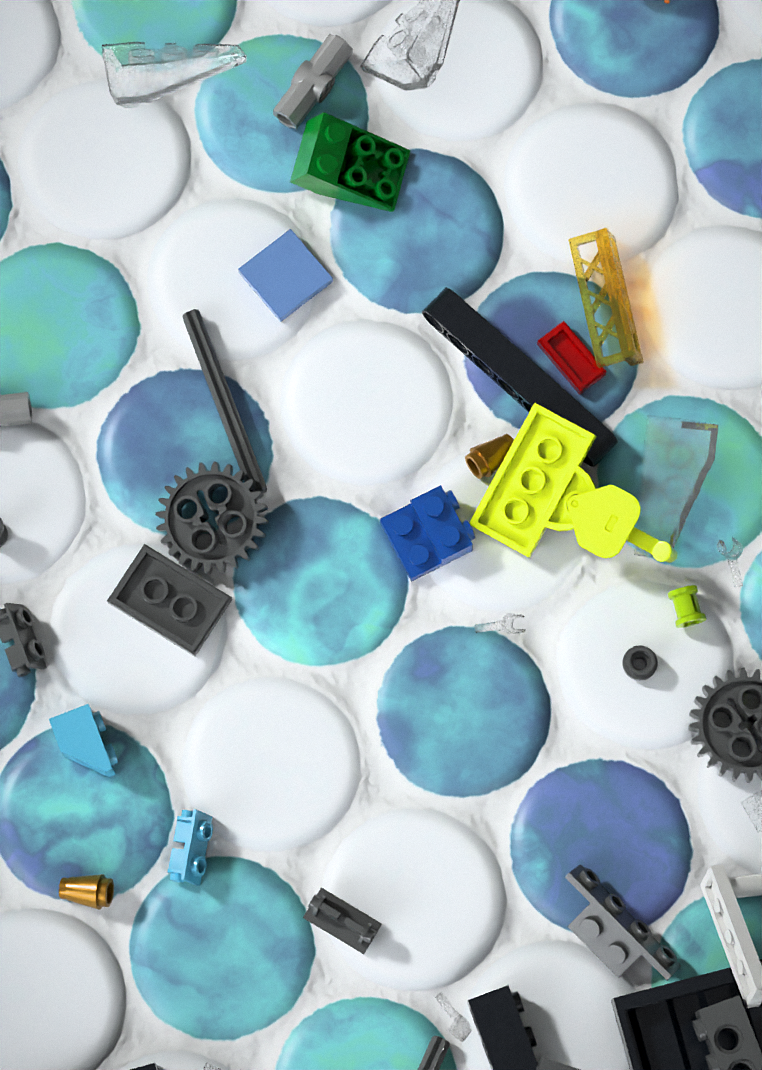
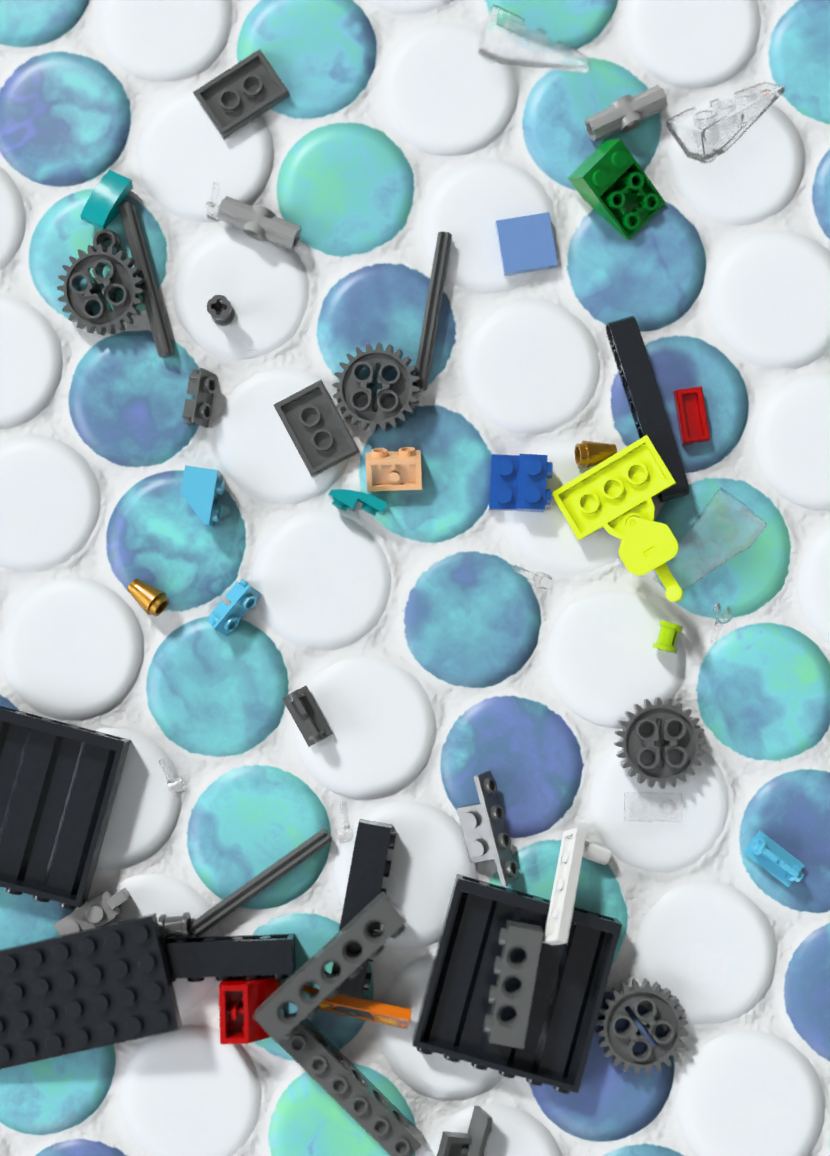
camera: 30 degrees right, 10 degrees up
(250, 655) = (350, 499): none -> teal slope
(282, 596) = (393, 469): none -> light nougat bracket
(618, 297) = (750, 391): clear yellow fence -> none
(644, 653) = (620, 653): dark grey plate -> none

